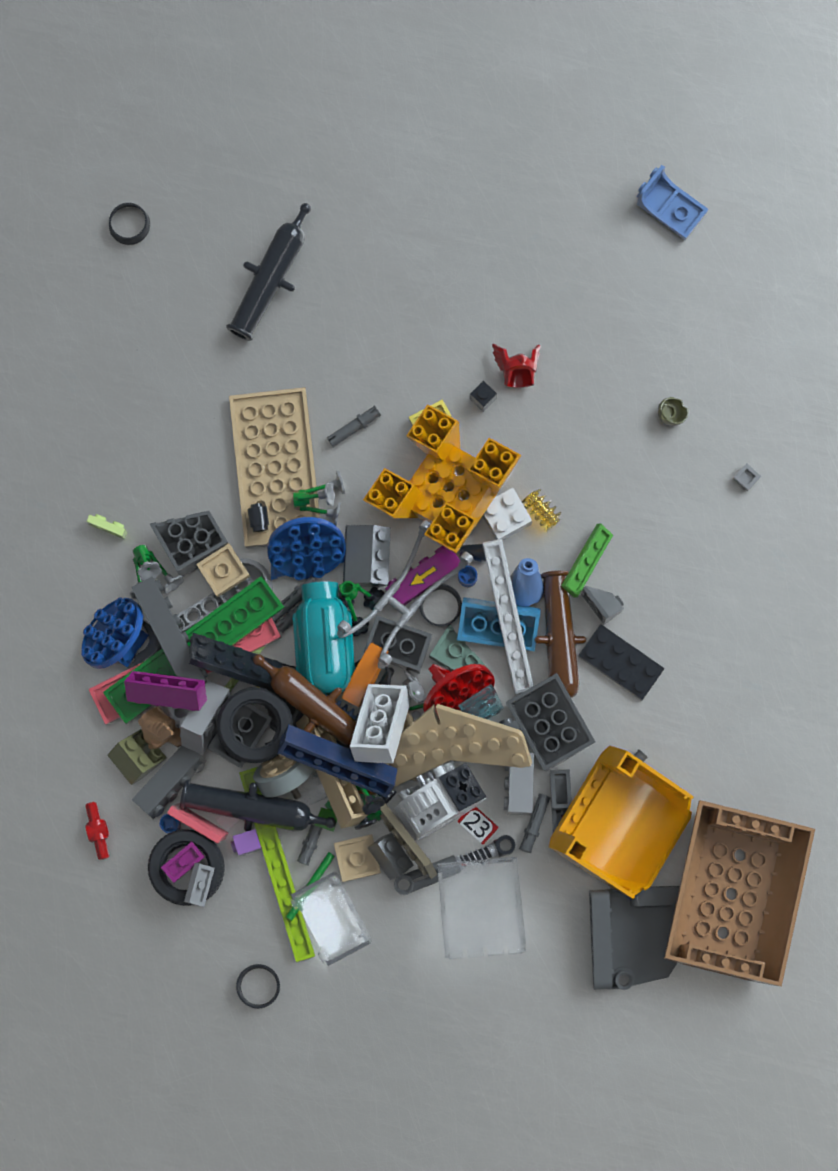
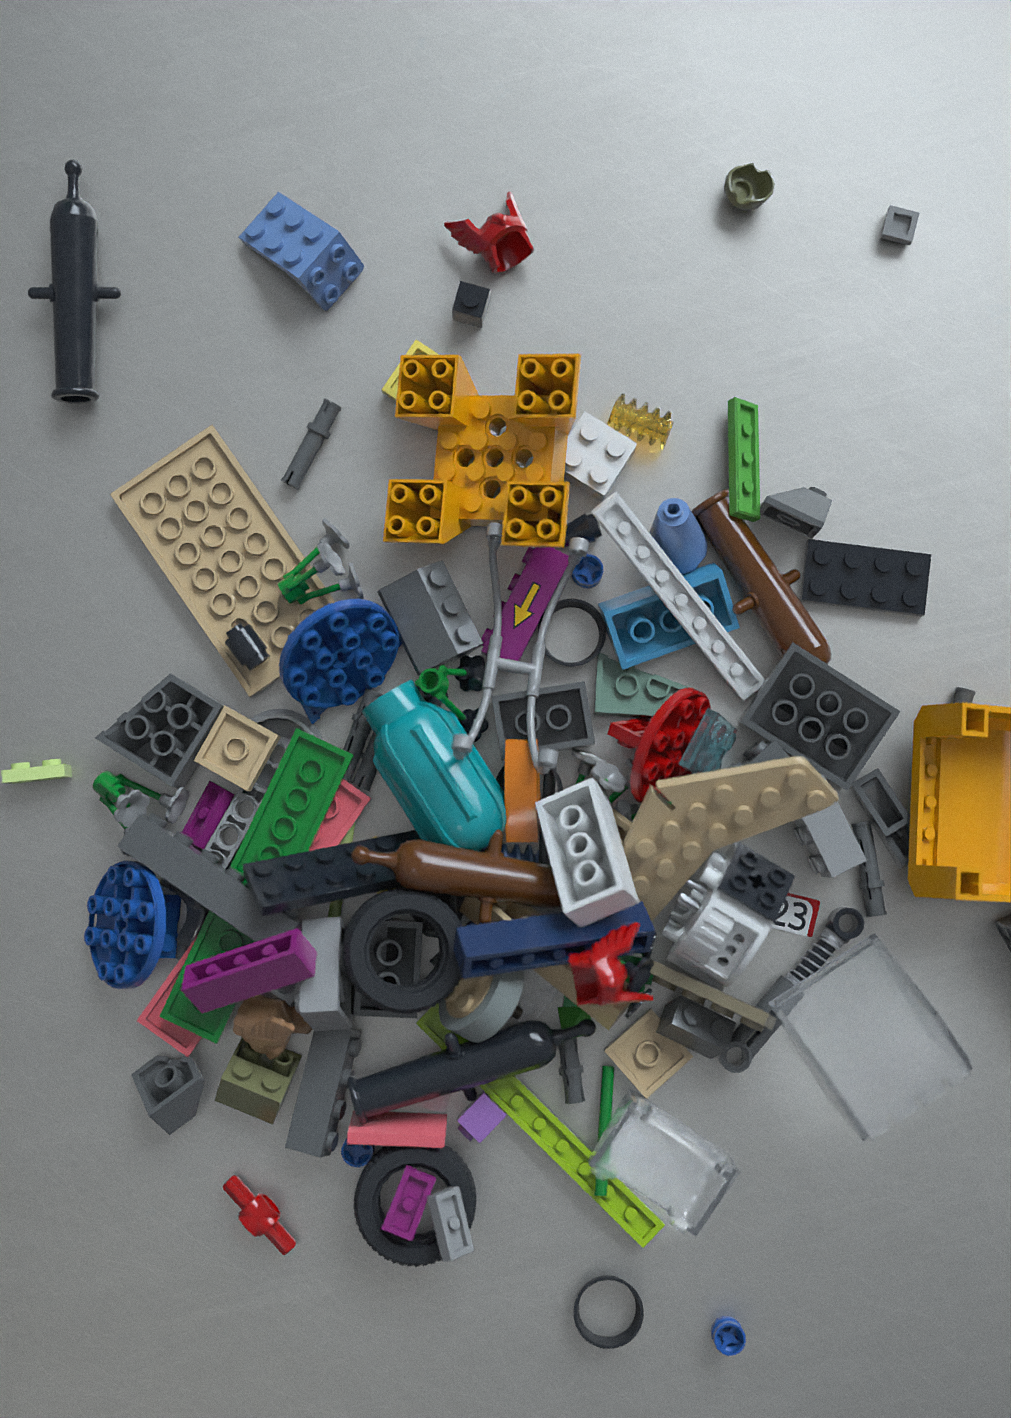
camera: 30 degrees left, 5 degrees up
(86, 736) = (170, 1090): none -> dark grey slope
(188, 597) = (207, 814): none -> magenta plate
(316, 1035) = (729, 1341): none -> blue wheel
(352, 791) = (599, 972): none -> red helmet
(407, 318) = (304, 249): none -> medium blue bracket

